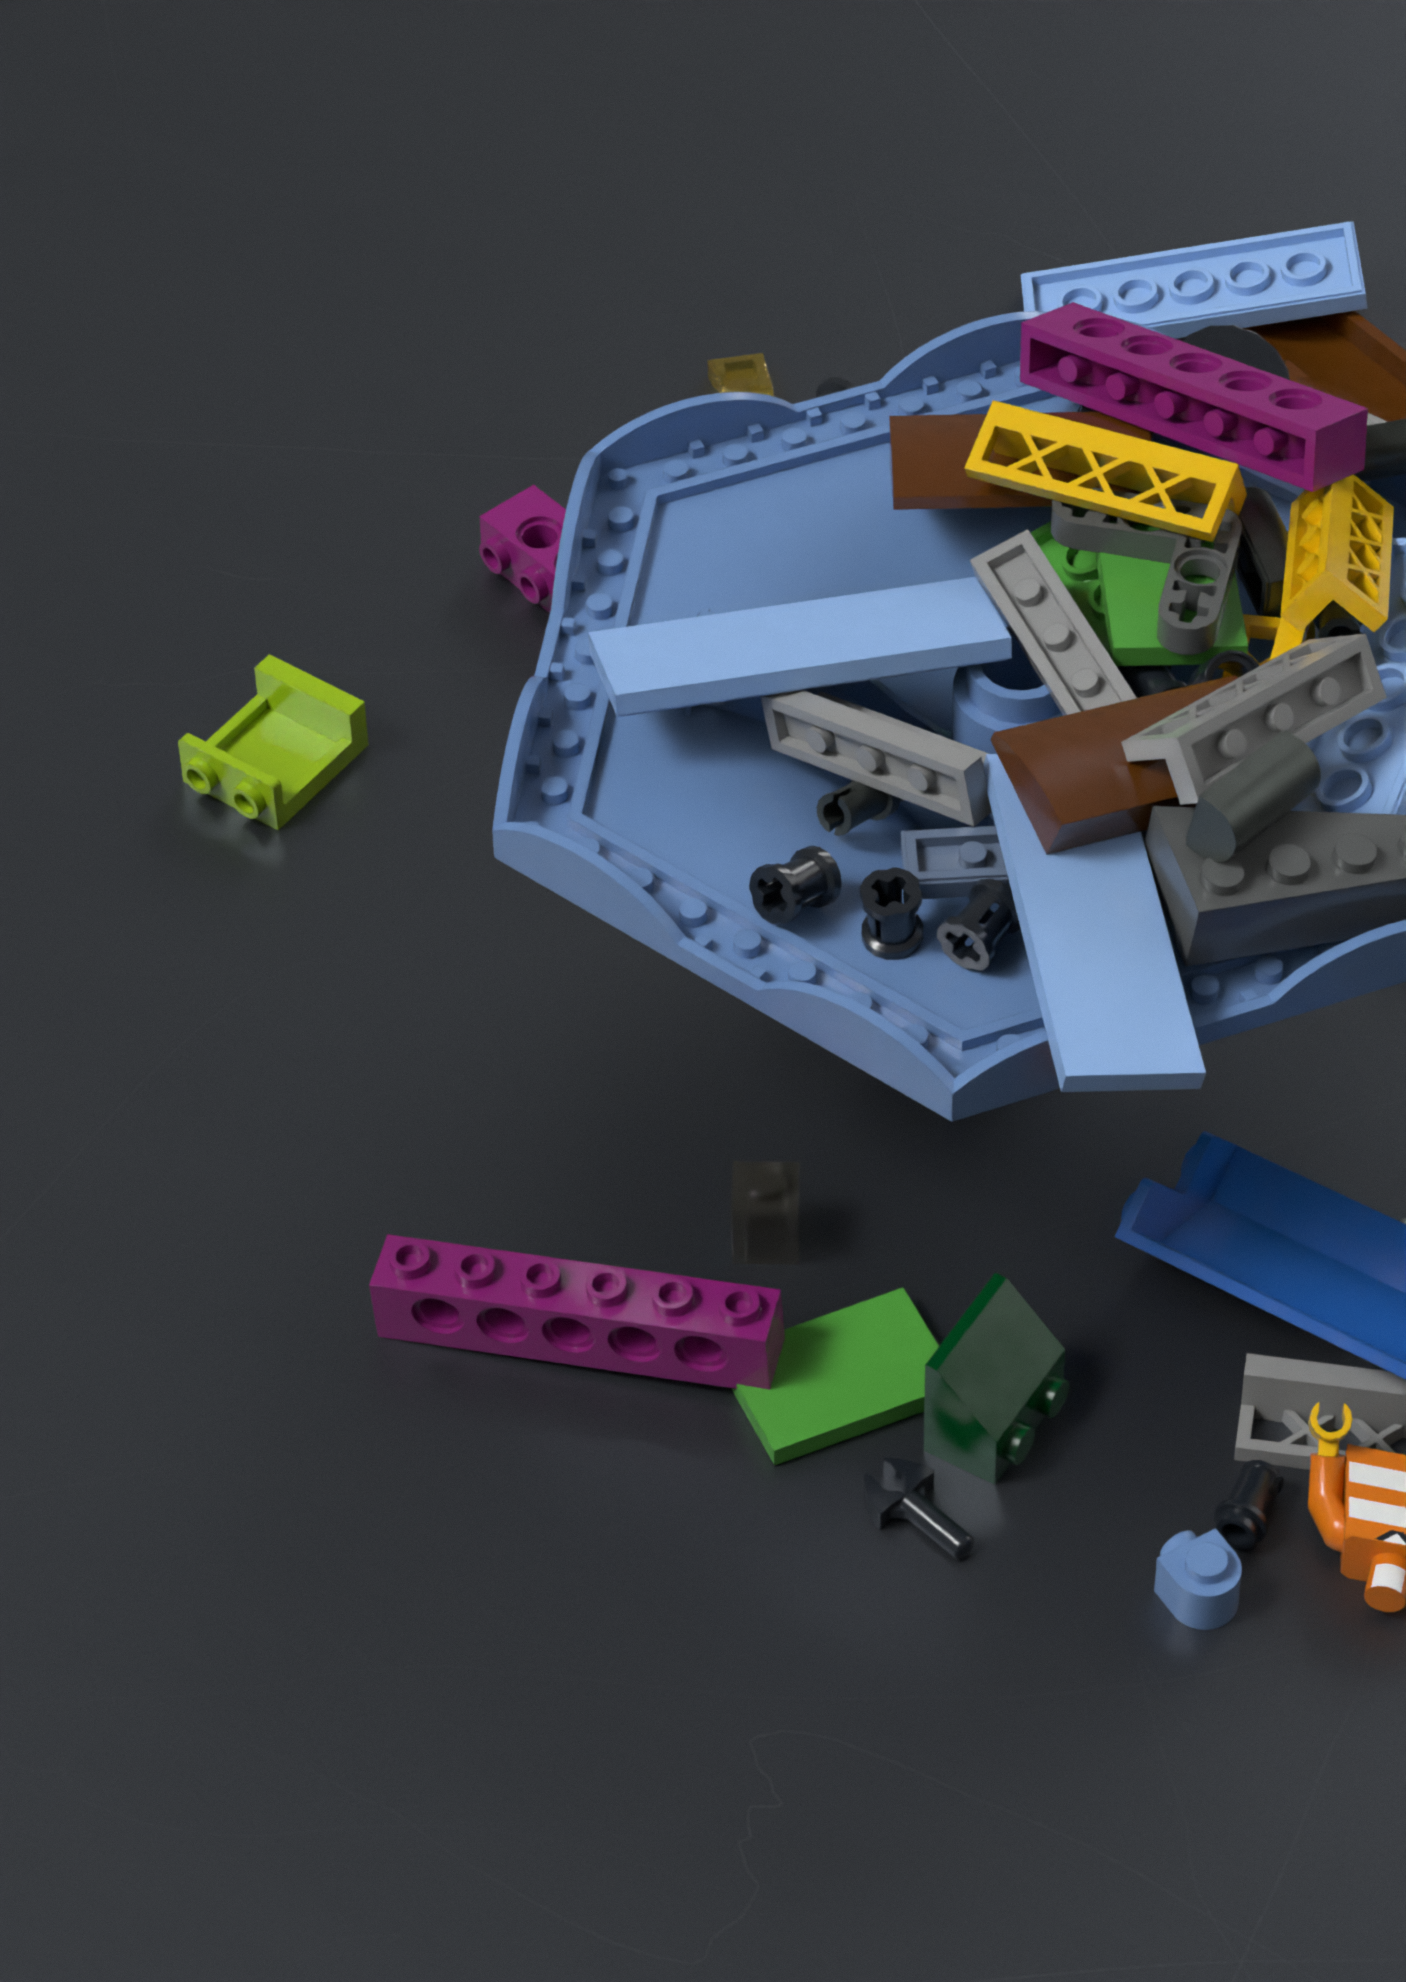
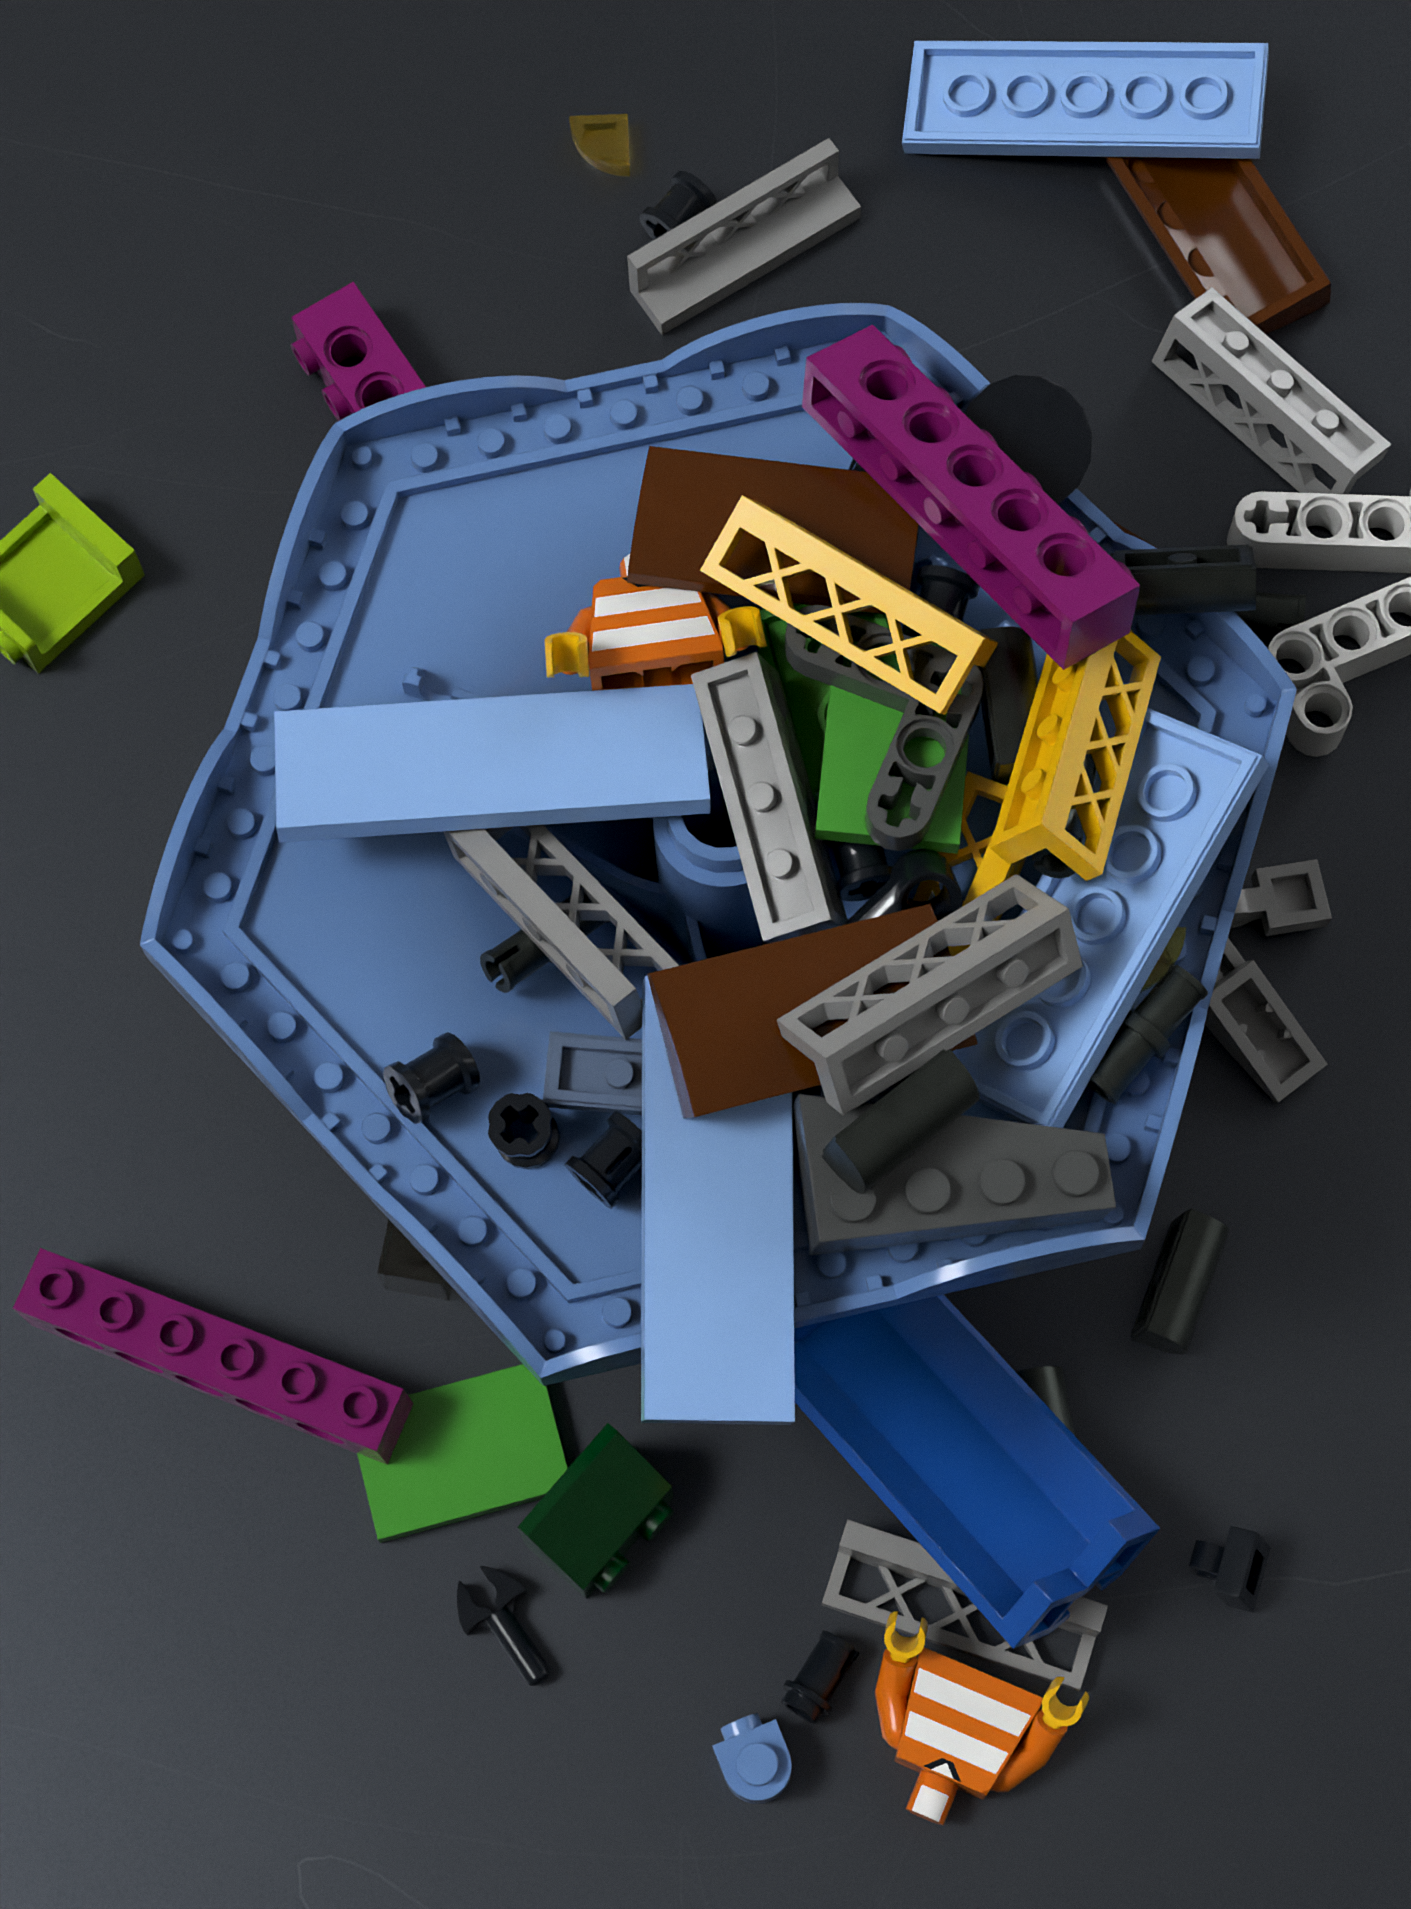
camera: 10 degrees right, 25 degrees up
(925, 544) = (649, 635): none -> torso

